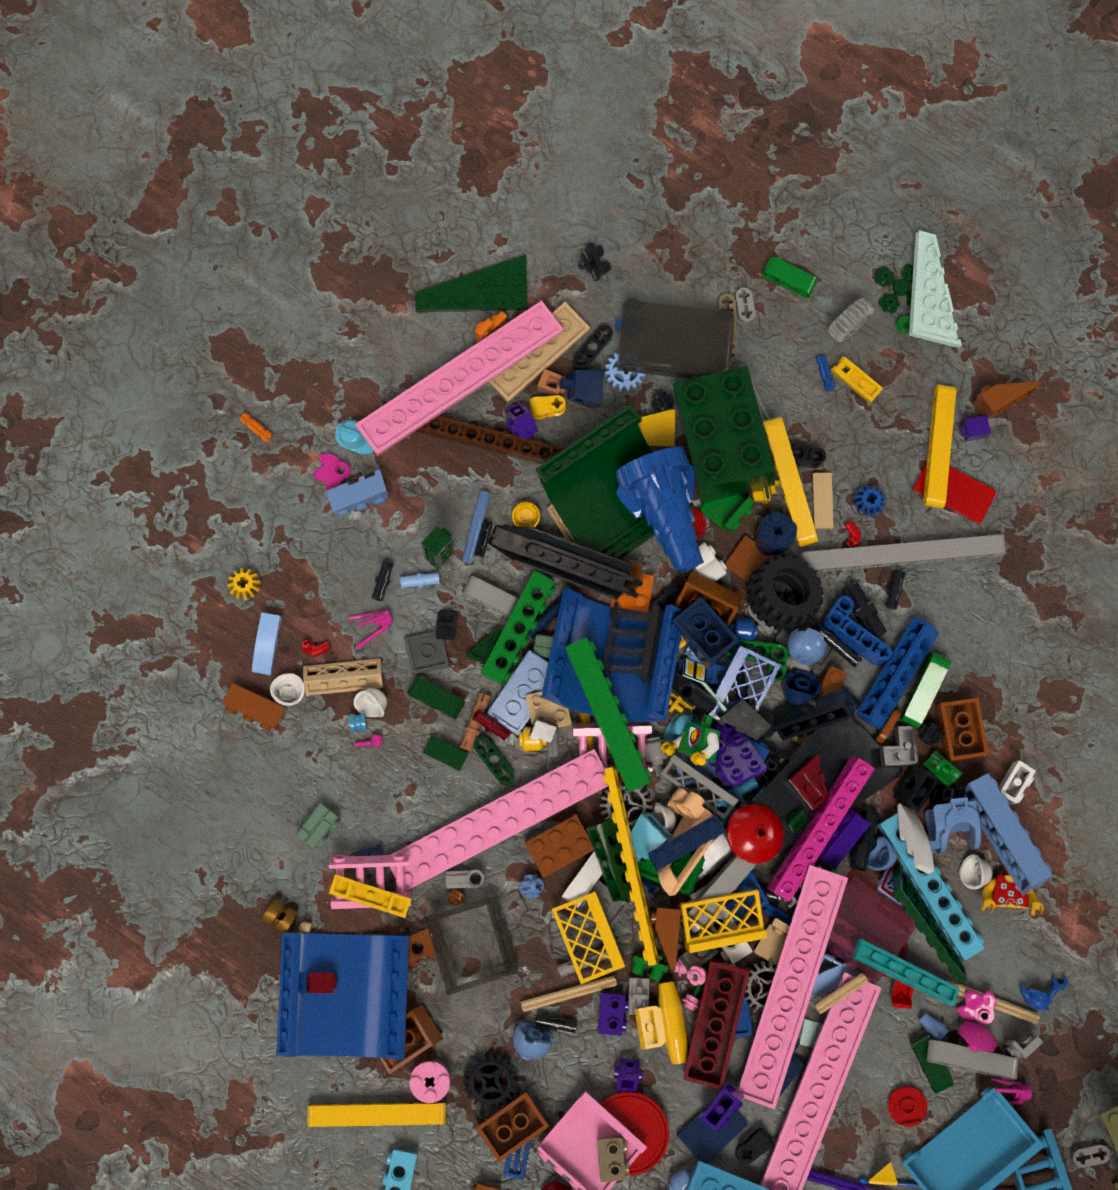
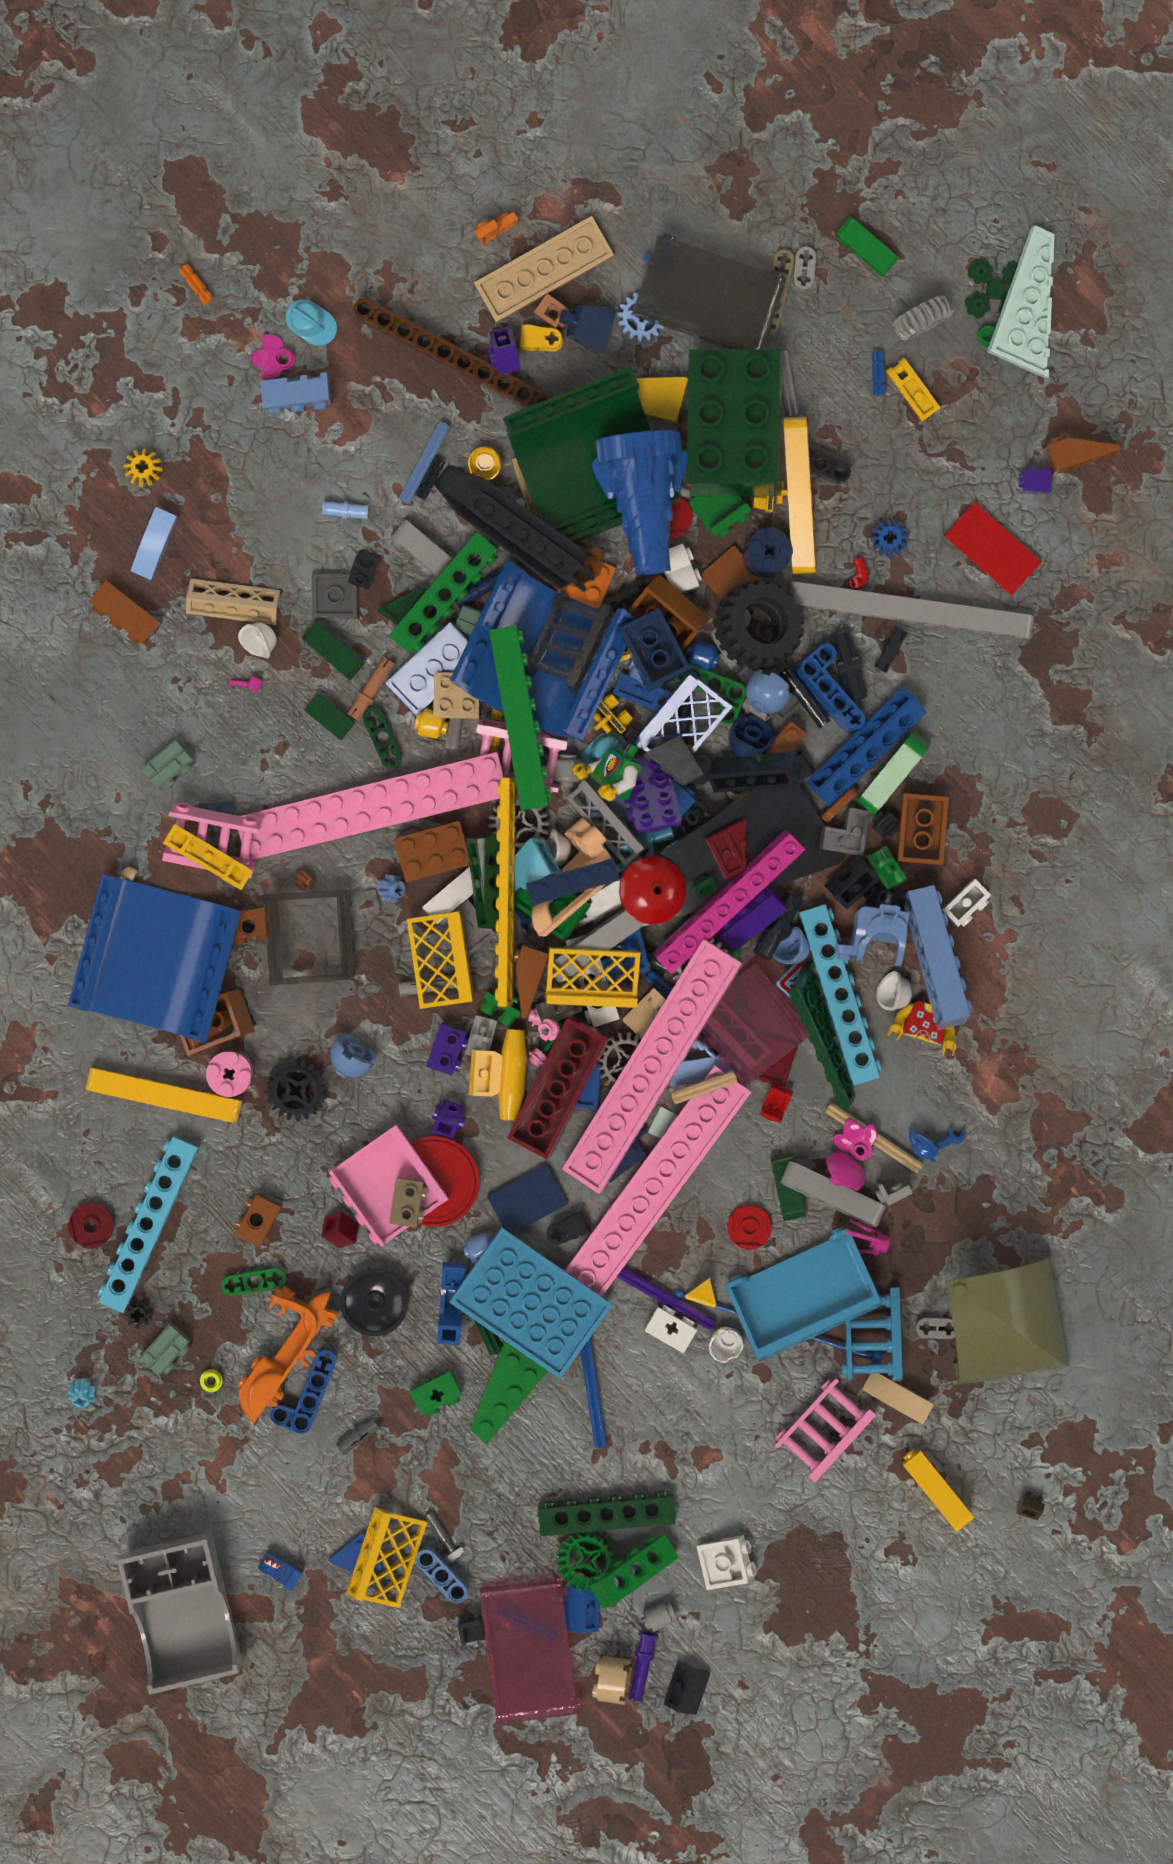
camera: 20 degrees right, 10 degrees up
(273, 914) = (98, 849): pearl gold wheel -> none
(287, 689) = (166, 602): white helmet -> none
(314, 650) = (206, 562): red arm -> none
(320, 982) = (133, 938): dark red brick -> none
(358, 722) = (238, 658): dark azure wheel -> none
(381, 618) = (291, 545): dark pink plant -> none
(382, 581) = (302, 501): black pin -> none
(438, 547) = (373, 480): dark green brick -> none
(459, 378) = (445, 282): bright pink plate -> none
(462, 879) = (317, 862): light grey piece -> none
(490, 289) = (506, 179): dark green wing -> none
(491, 724) = (388, 696): dark red pin -> none
(512, 1126) = (308, 1143): dark orange brick -> none
(513, 1174) = (315, 1160): blue tile -> none
(543, 730) = (443, 717): panel -> none
(556, 1023) = (382, 1044): black pin -> none
(568, 993) = (395, 1016): tan axle -> none
(592, 263) = (635, 176): black hips -> none
(597, 334) = (610, 288): black beam -> none
(662, 402) = (676, 365): black gear -> none
(697, 672) = (635, 692): piece -> none
(699, 698) = (629, 722): black piece -> none
(724, 1104) = (542, 1177): dark purple brick -> none
(822, 501) = (834, 525): tan tile -> none
(905, 972) = (782, 1082): teal tile -> none
(916, 838) = (832, 935): white slope -> none
(934, 1027) = (801, 1149): medium blue cone -> none
(939, 446) = (987, 493): yellow beam -> none

